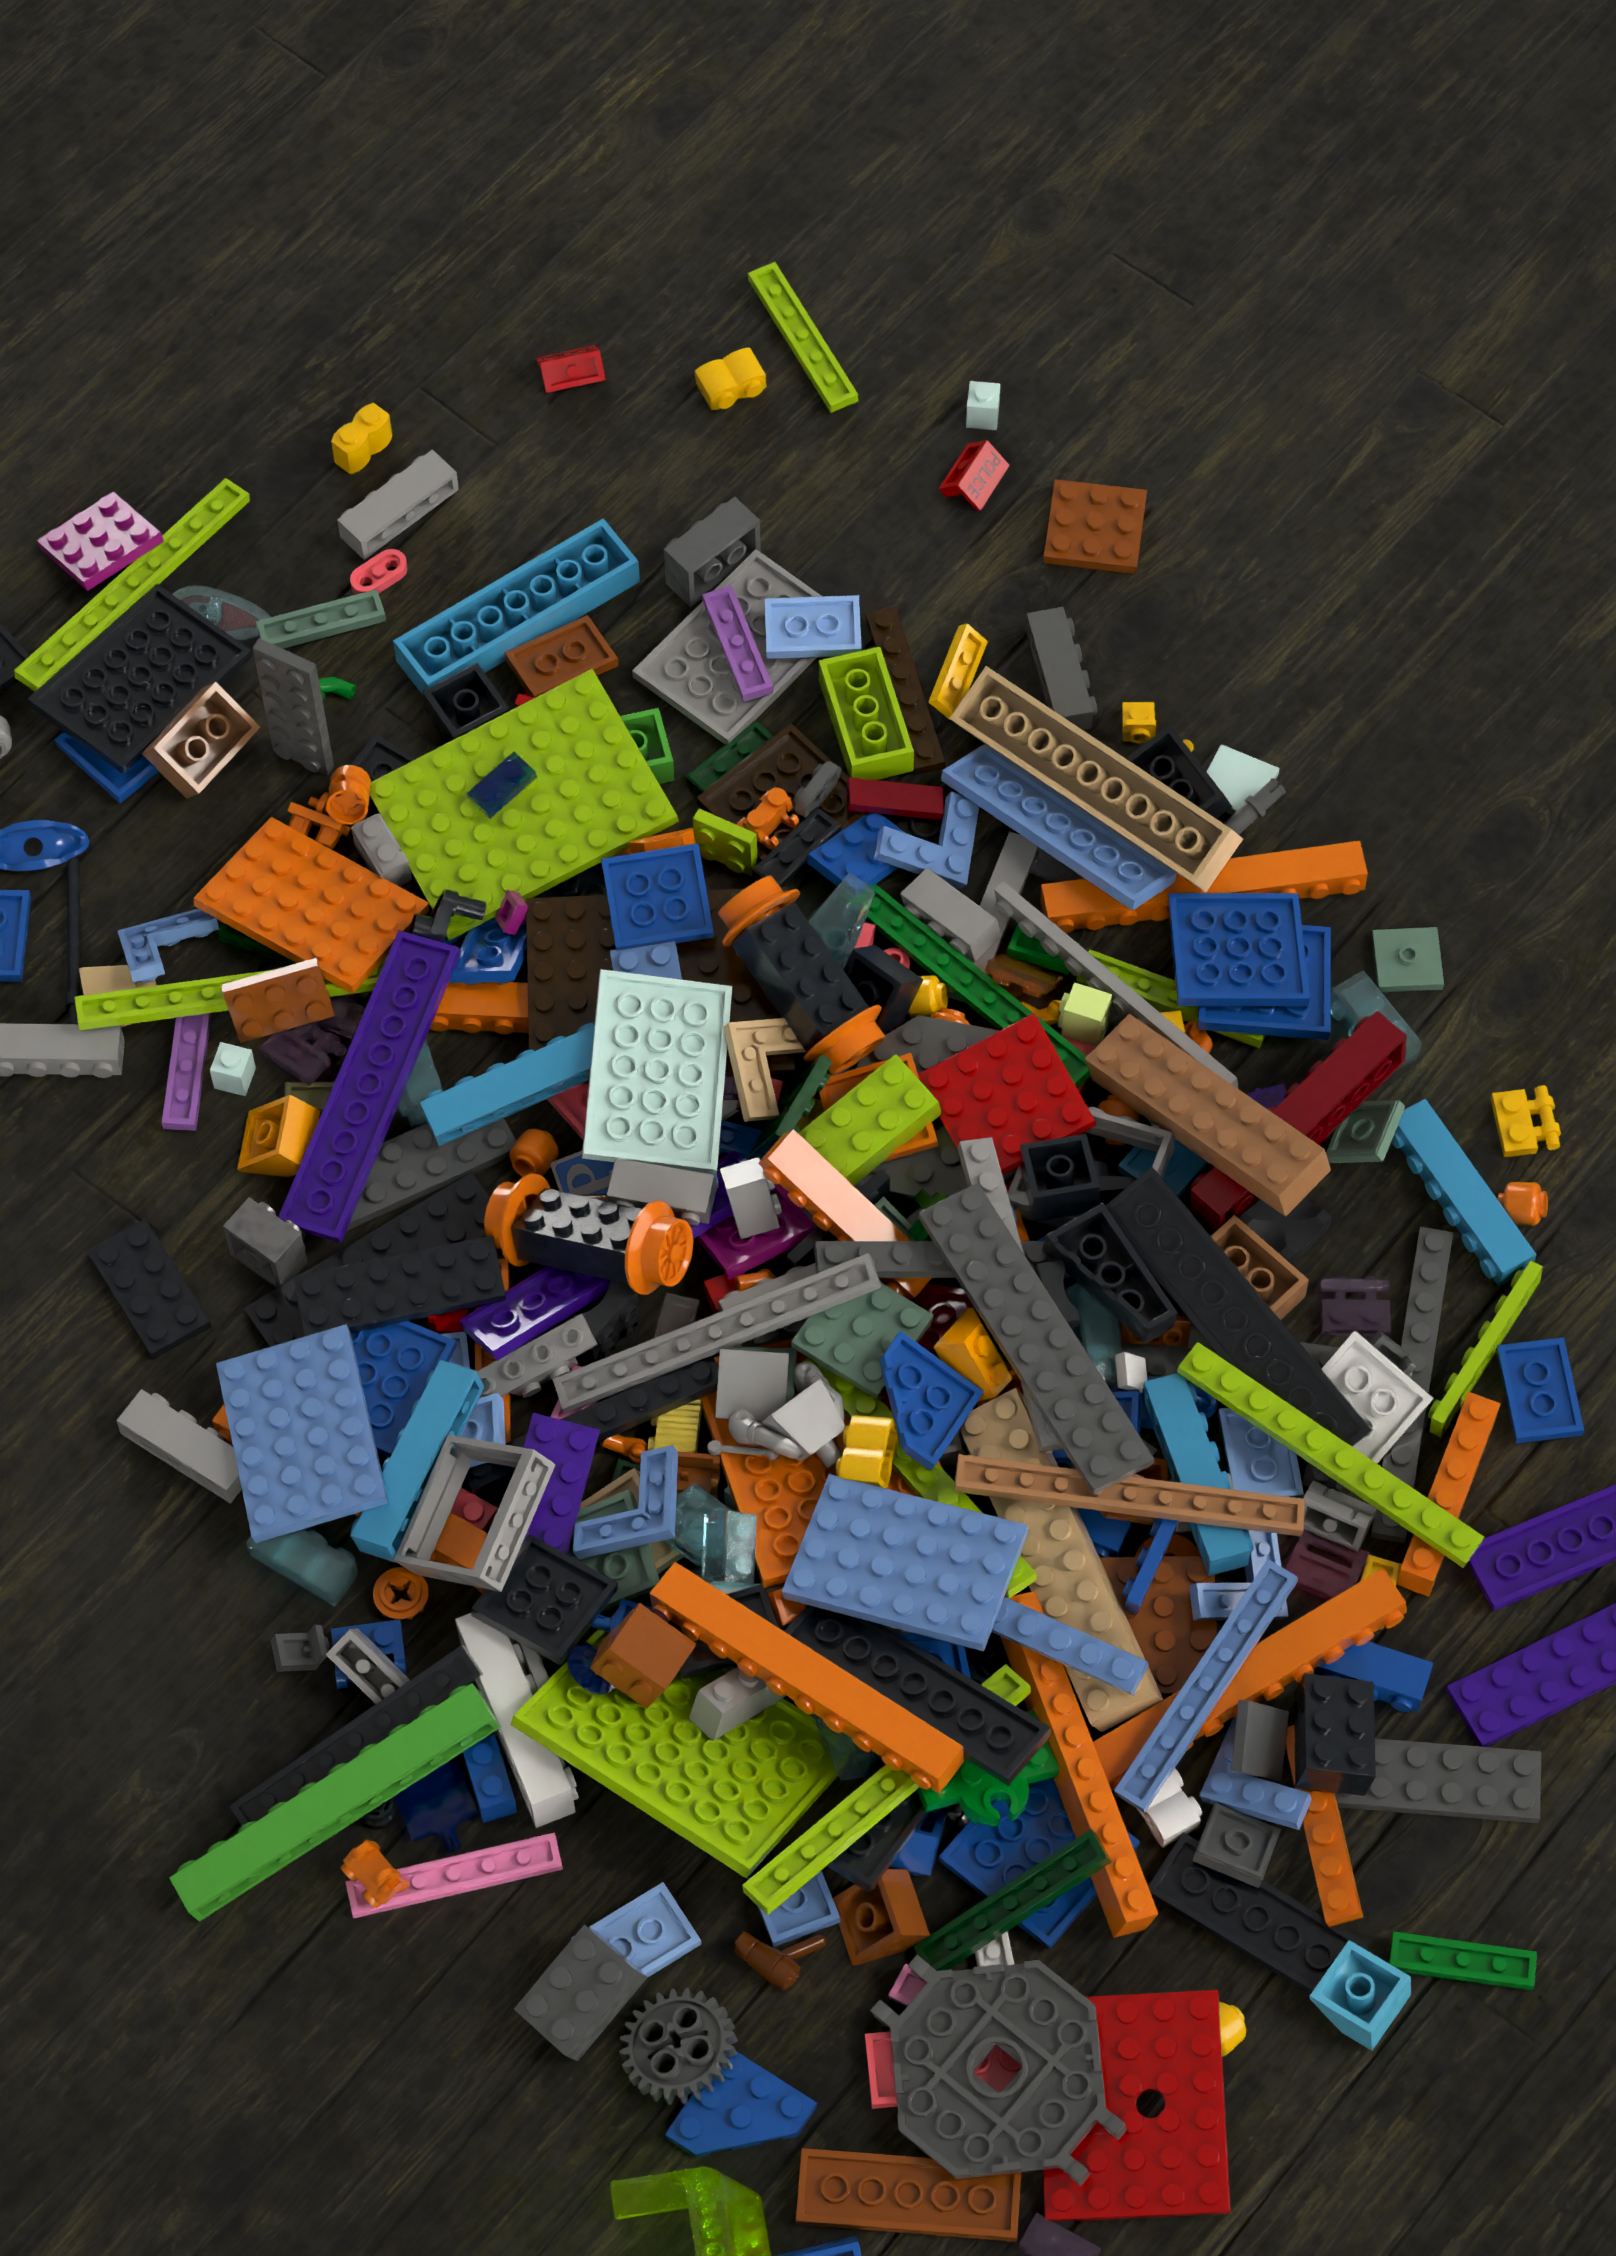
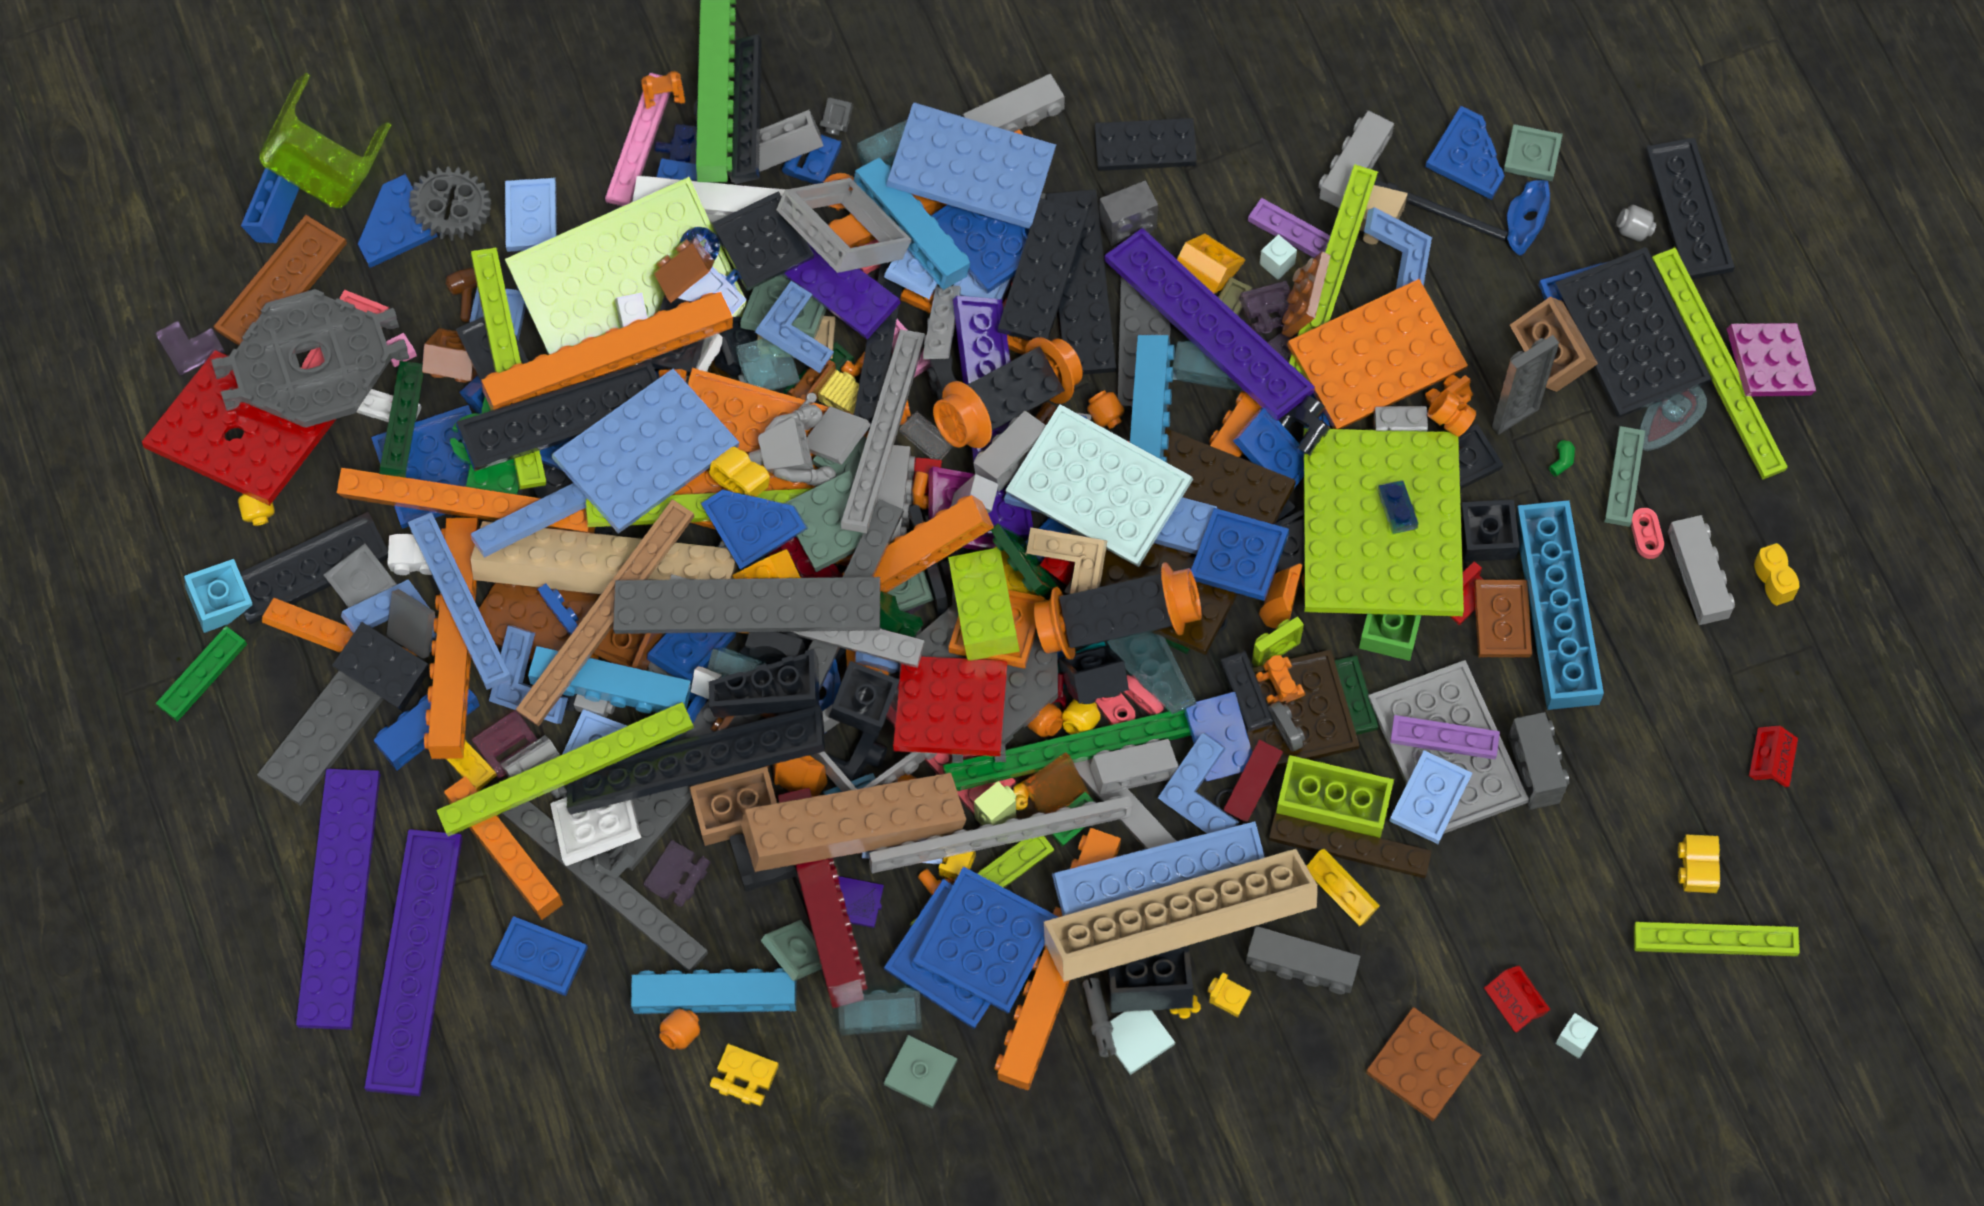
camera: 120 degrees right, 5 degrees up
(511, 912) = (1293, 471): magenta plate -> none
(580, 1993) = (513, 161): dark grey brick -> none
(729, 1548) = (729, 362): clear light blue brick -> none
(1477, 1359) = (586, 927): lime plate -> none

